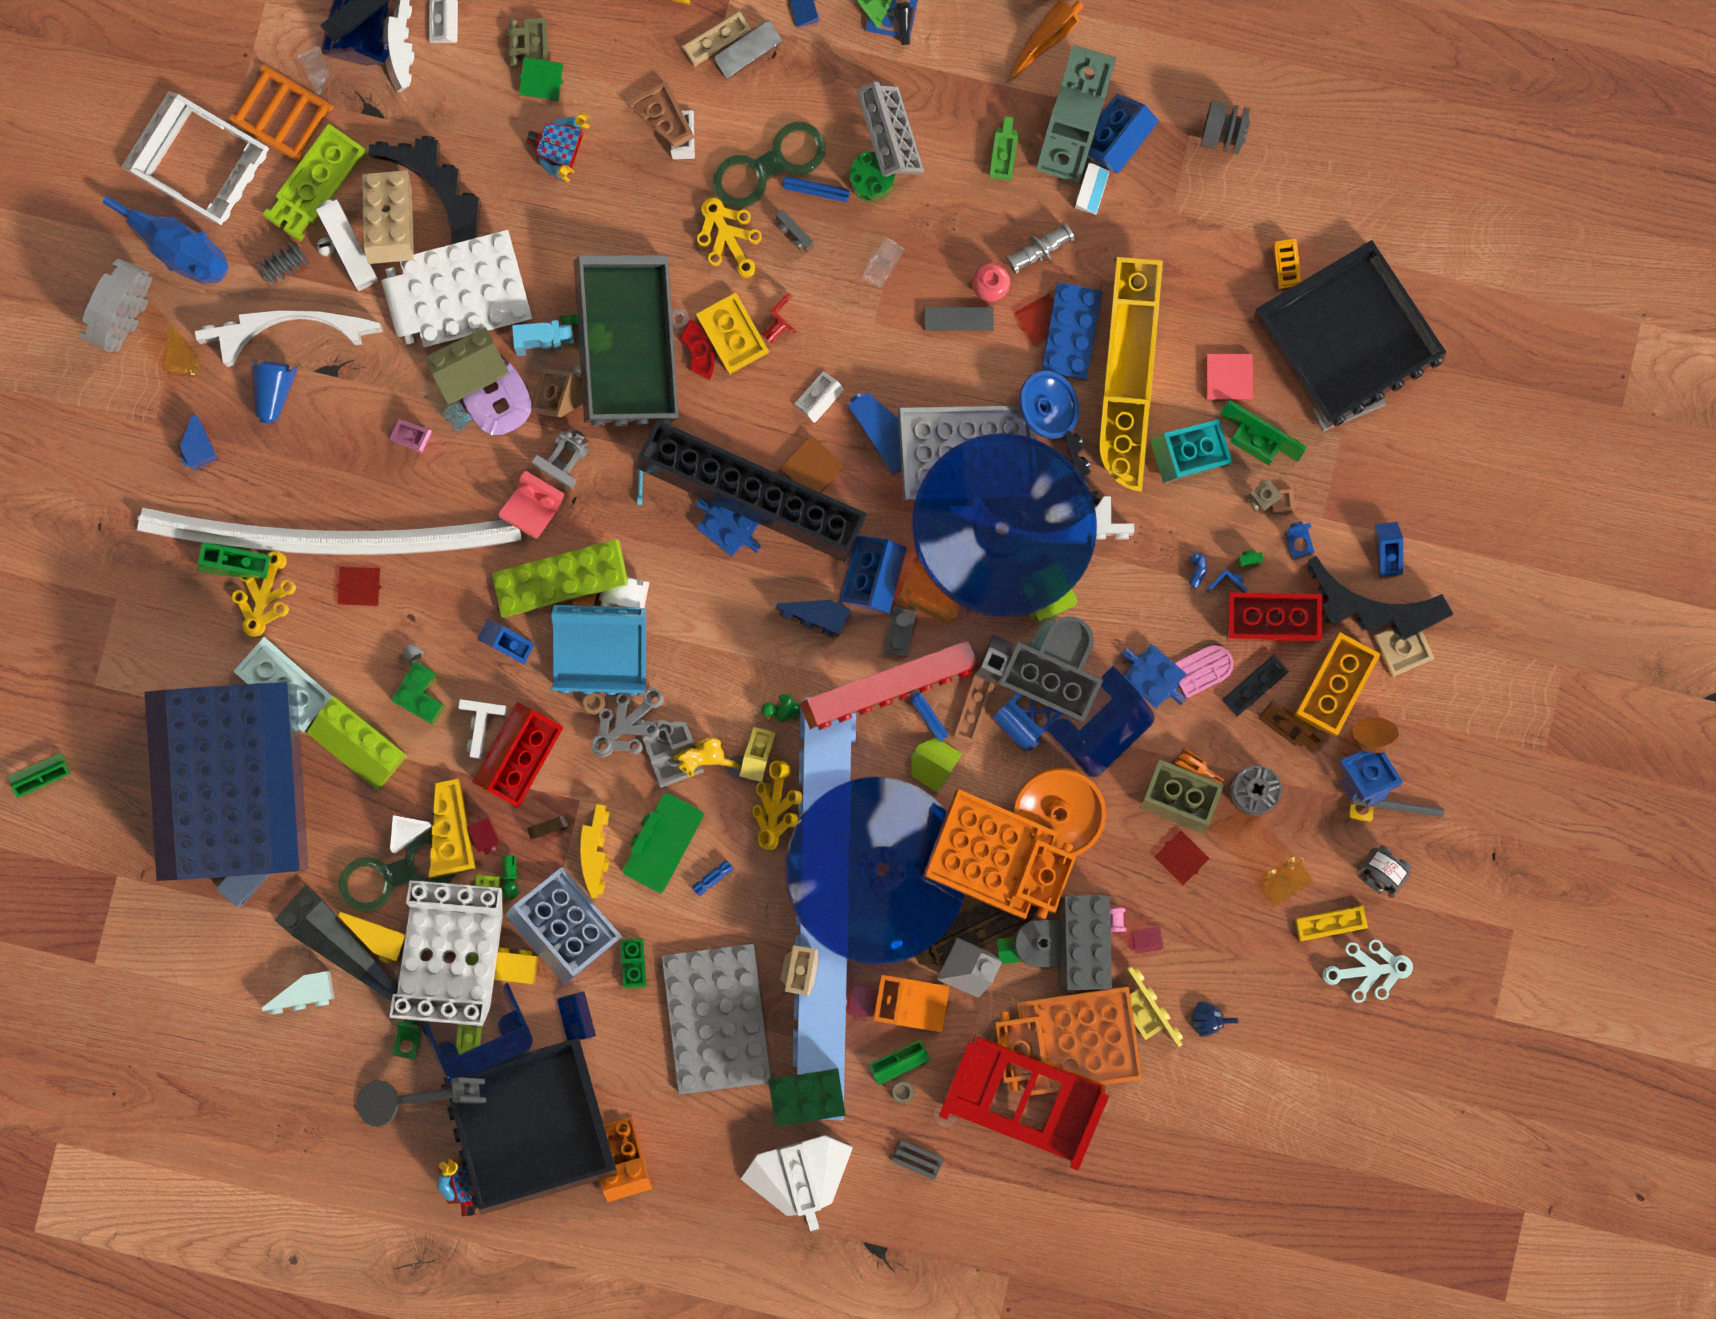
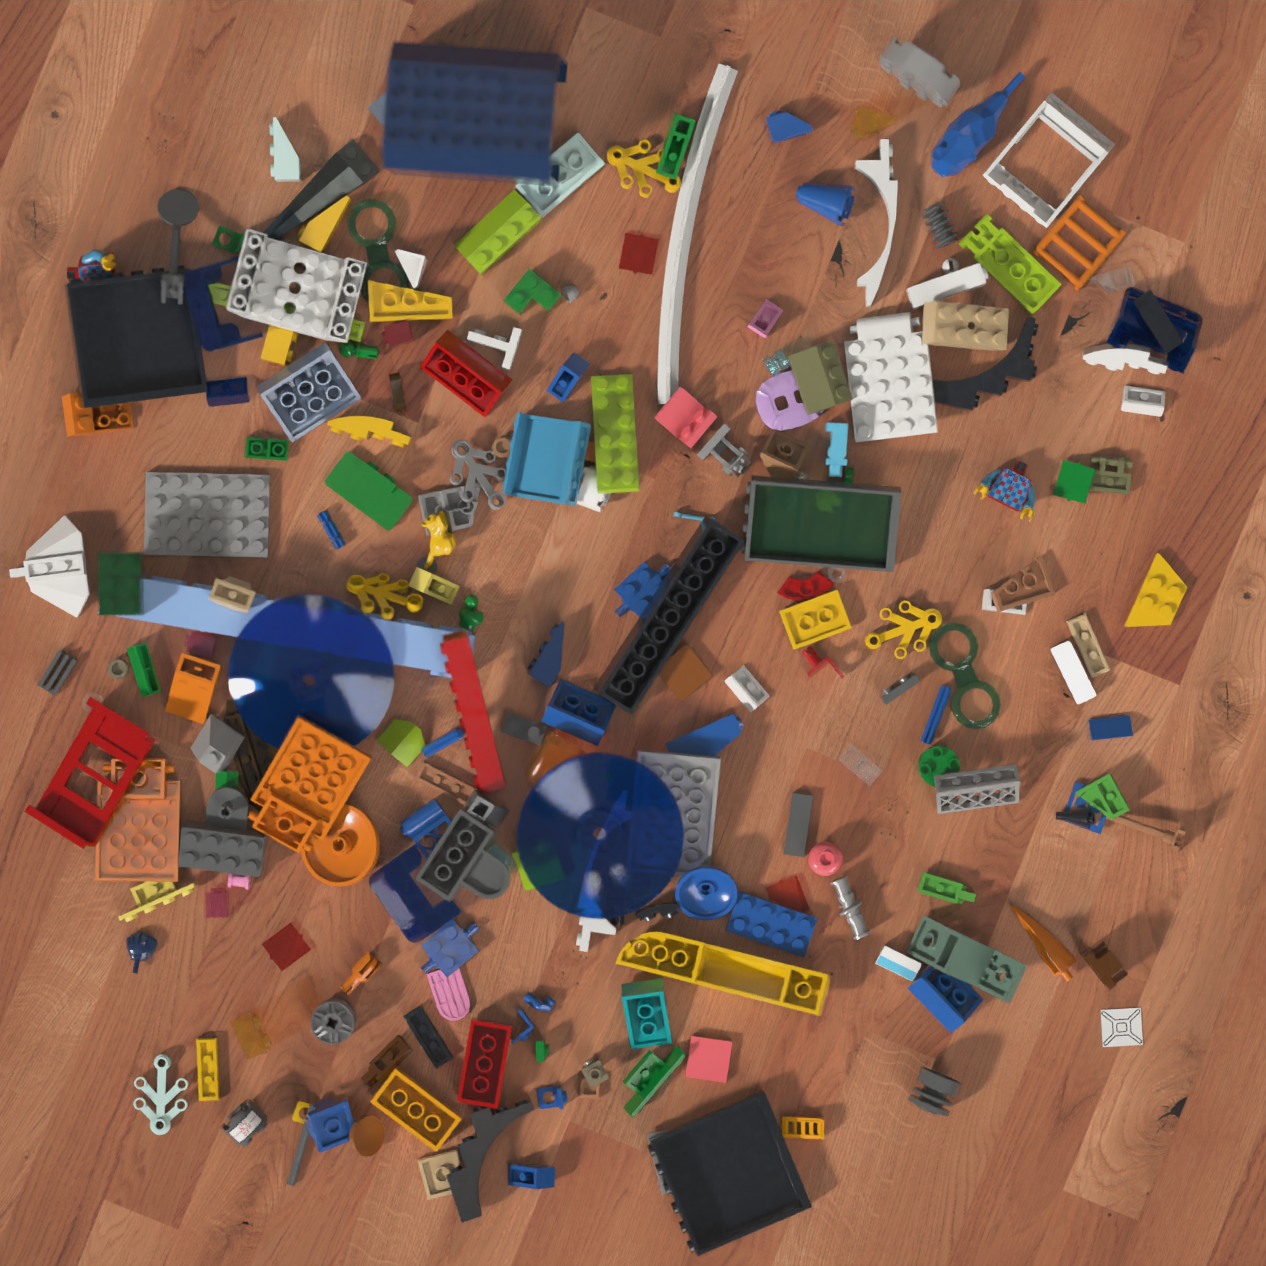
camera: 95 degrees right, 5 degrees up
(1181, 796) = (338, 955): olive slope -> none

